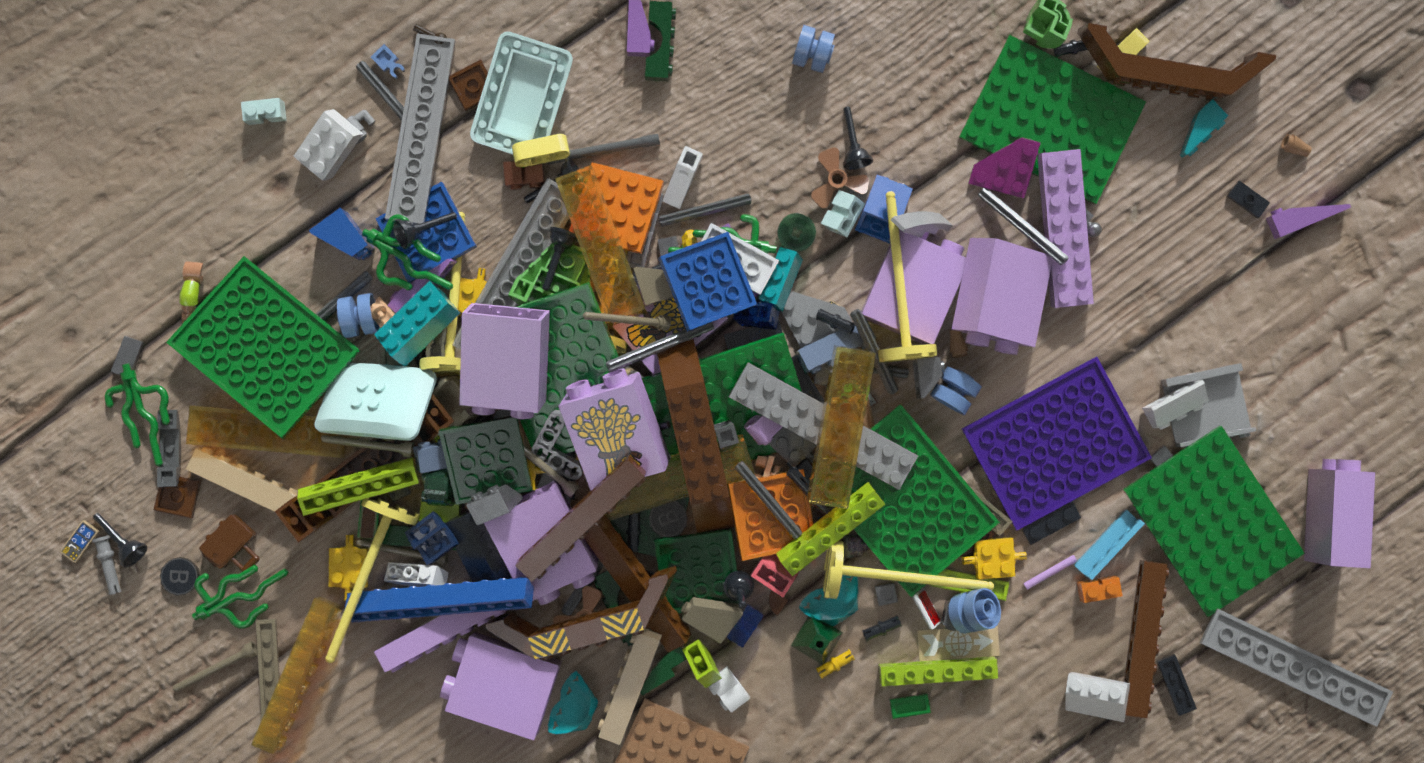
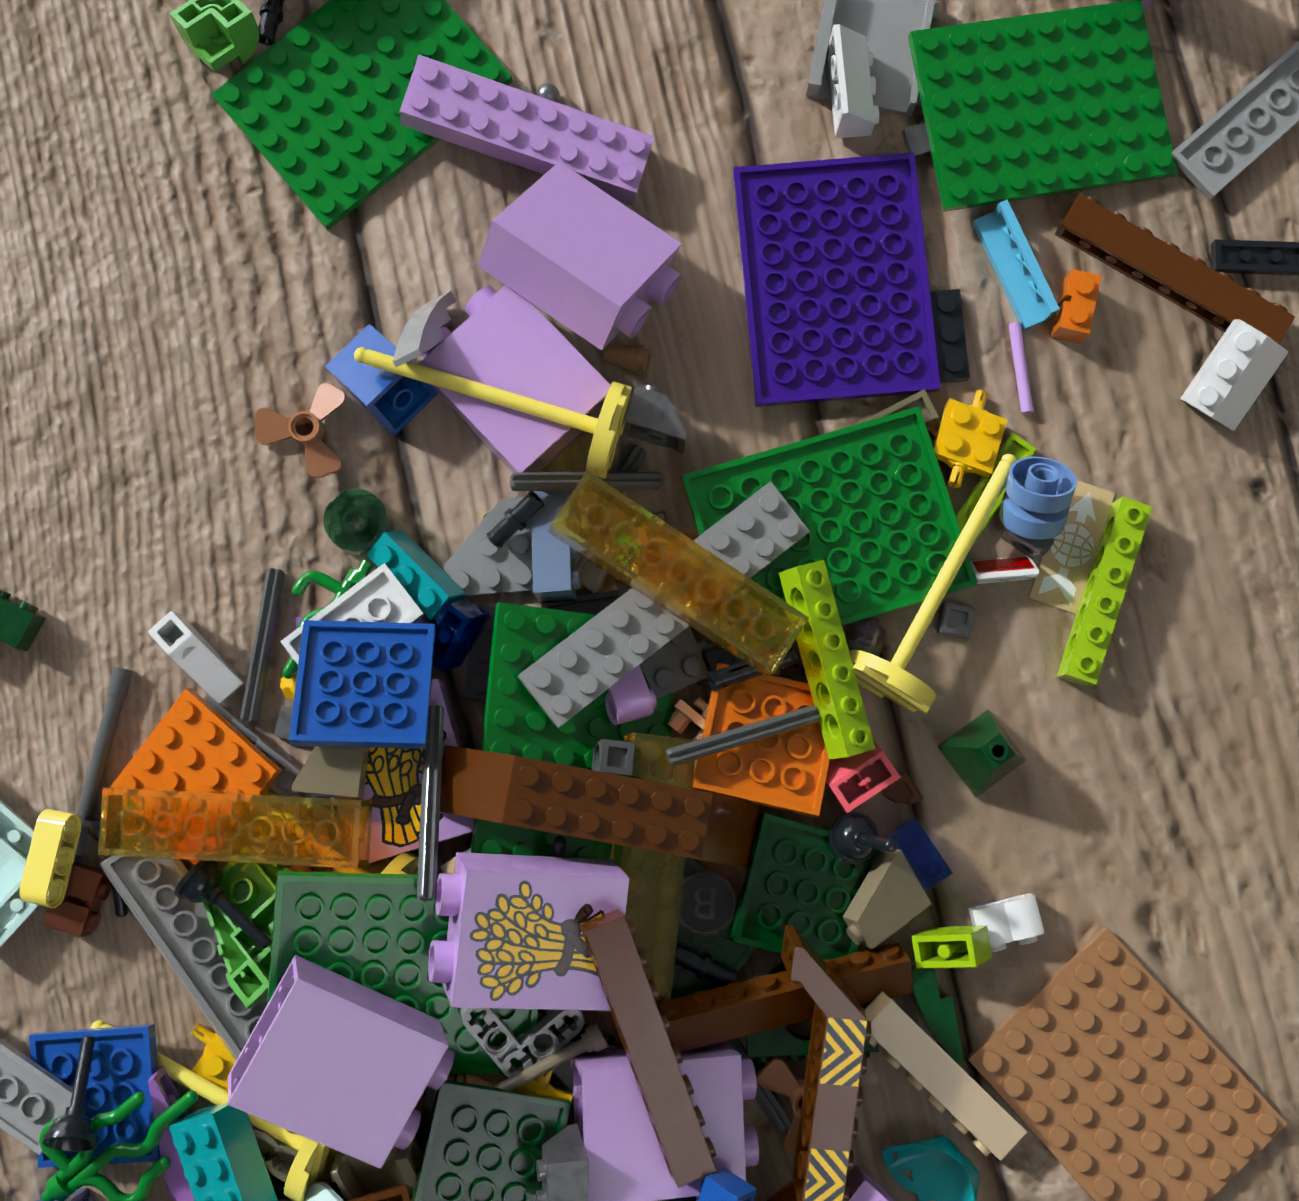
camera: 70 degrees left, 5 degrees down
(661, 322) = (397, 784): dark tan piece -> none
(818, 50) = (100, 372): medium blue wheel -> none
(833, 610) = (950, 711): teal piece -> none
(835, 664) = (1031, 741): yellow pin -> none
(843, 214) = (361, 440): light aqua brick -> none
(856, 156) = (286, 385): black piece -> none
(881, 628) = (1005, 648): black pin -> none
(910, 706) = (1138, 656): green tile -> none
(958, 386) = (690, 379): medium blue wheel -> none
(1007, 168) = (403, 177): magenta plate -> none
(1023, 226) = (497, 187): axle -> none

